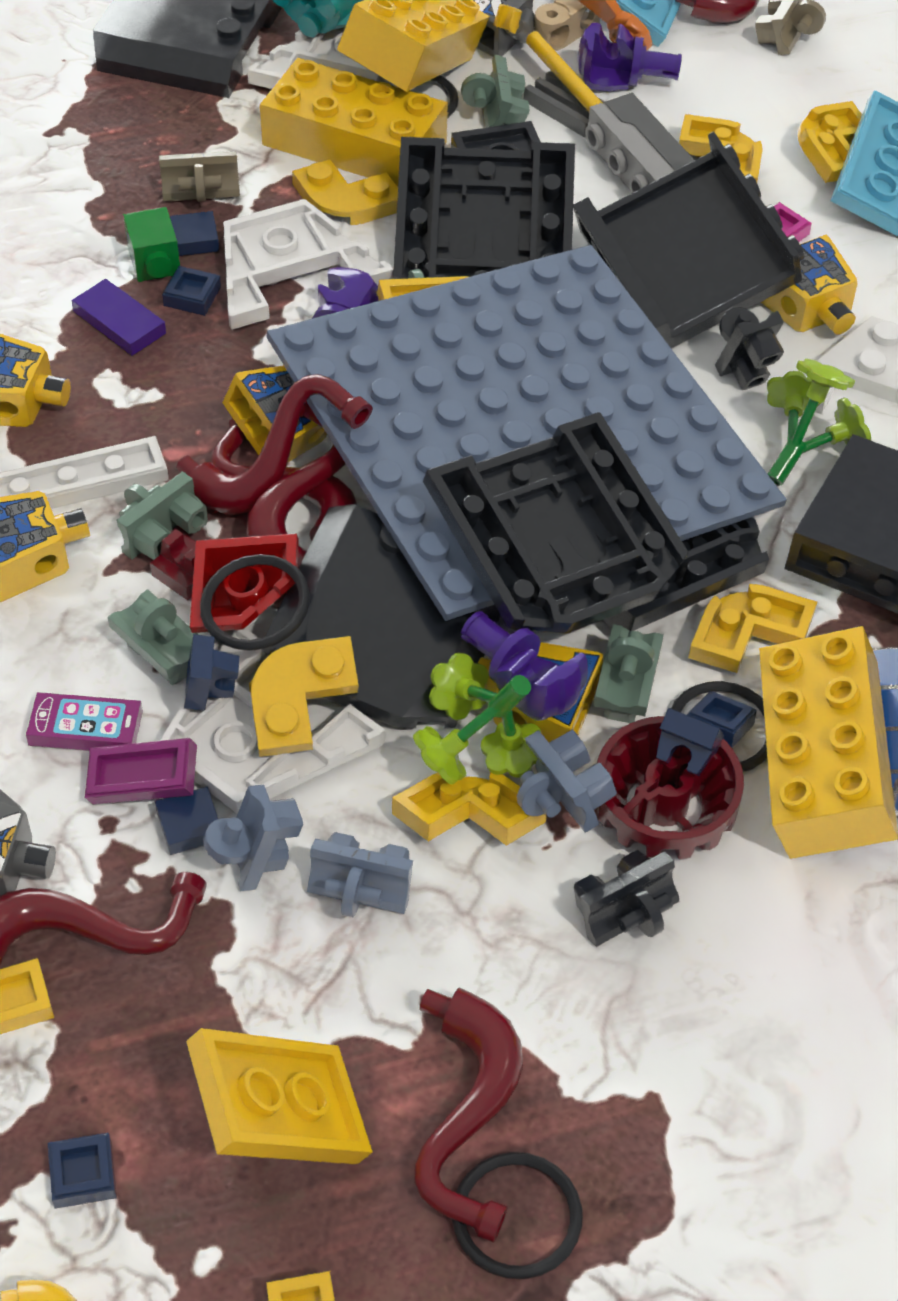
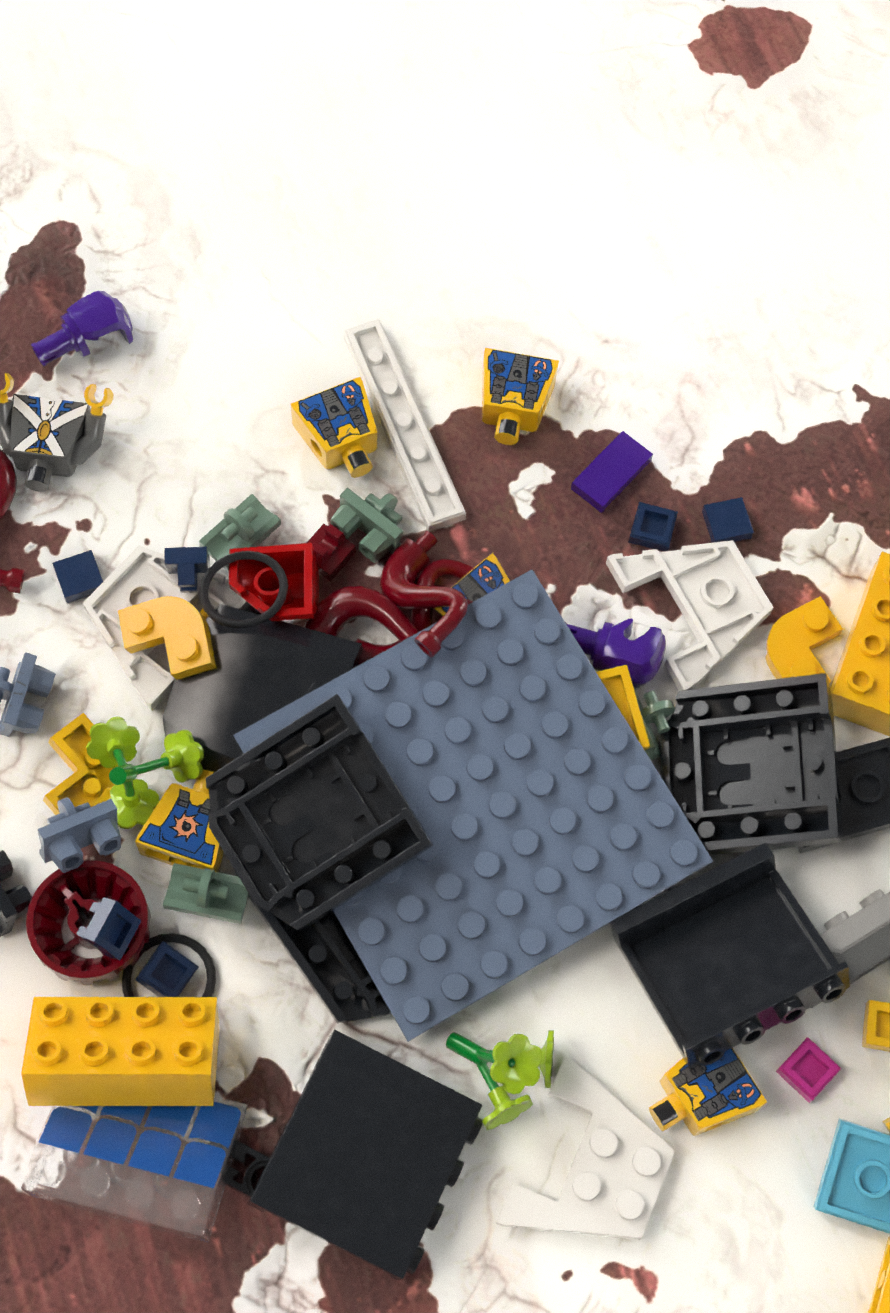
camera: 85 degrees right, 15 degrees up
(82, 721) = (169, 496): tile -> none
(141, 771) = (113, 536): magenta tile -> none
(151, 243) = (696, 484): green brick -> none
(199, 176) = (795, 518): dark tan hips -> none
(255, 836) = (38, 610): sand blue hips -> none
(552, 686) = (174, 798): dark purple piece -> none
(737, 617) = (281, 998): yellow plate -> none
(749, 346) = (601, 1012): black hips -> none

